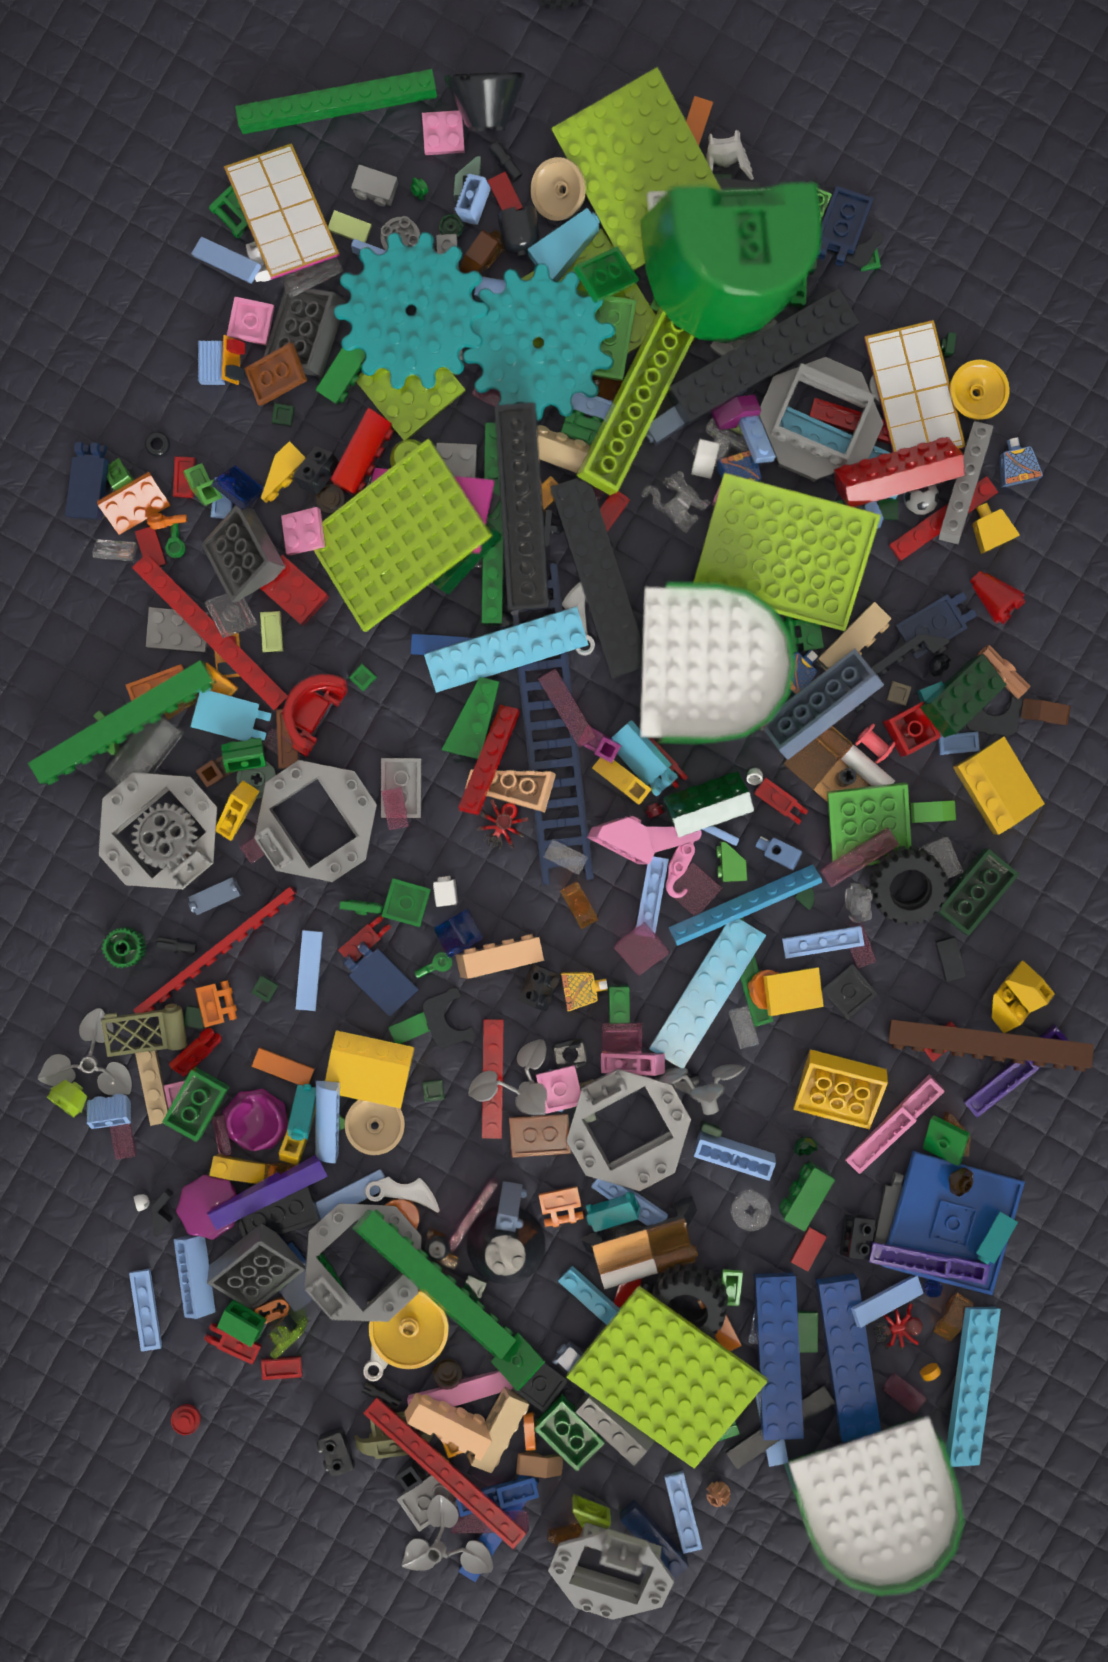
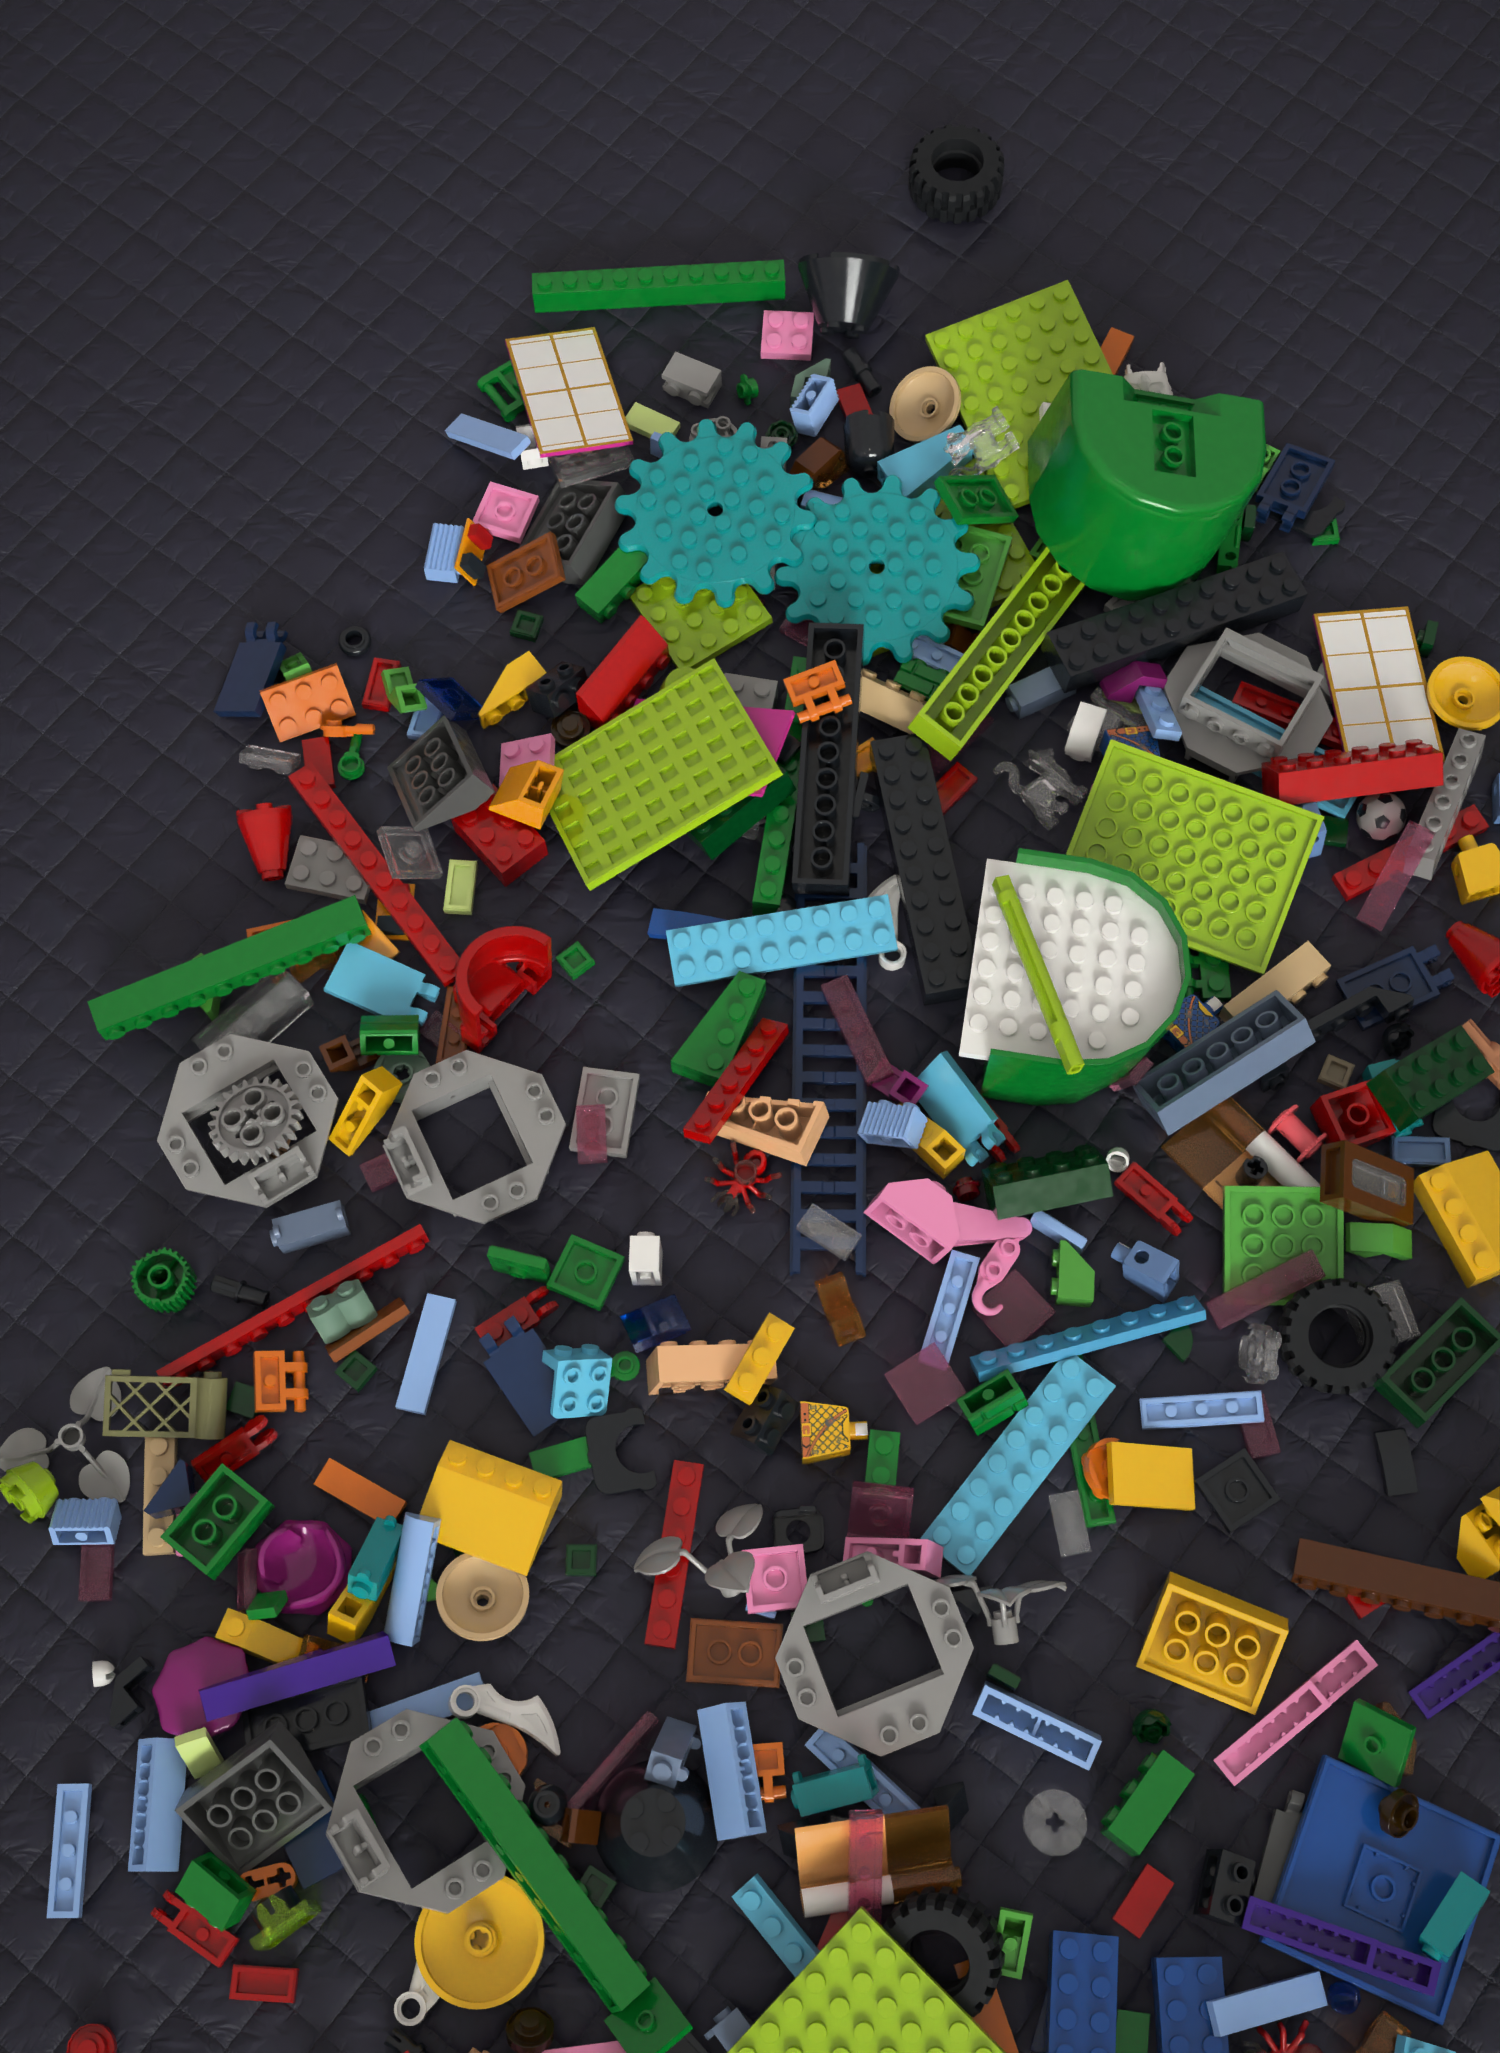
camera: 10 degrees right, 20 degrees down
(126, 615) = (267, 837): none -> red cone
(165, 1088) = (174, 1492): none -> dark blue slope
(214, 1244) = (198, 1752): none -> yellowish green tile
(238, 1151) = (267, 1605): none -> green tile
(248, 952) = (341, 1311): none -> sand green brick
(267, 961) = (357, 1337): none -> dark orange tile
(308, 562) = (528, 792): none -> light orange slope
(414, 977) = (579, 1380): none -> medium azure bracket
(460, 1257) = (580, 1826): none -> reddish brown slope
(504, 457) = (814, 684): none -> orange plate
(530, 951) = (759, 1359): none -> yellow plate
(548, 1211) = (731, 1771): none -> light blue brick
(599, 776) = (892, 1124): none -> light blue brick
(609, 224) = (981, 441): none -> clear animal
(638, 1260) = (865, 1862): none -> clear pink tile
(686, 957) = (992, 1402): none -> green brick
(689, 676) = (1038, 974): none -> lime piece
(923, 779) = (1366, 1184): none -> reddish brown piece
(933, 547) = (1396, 875): none -> clear pink tile

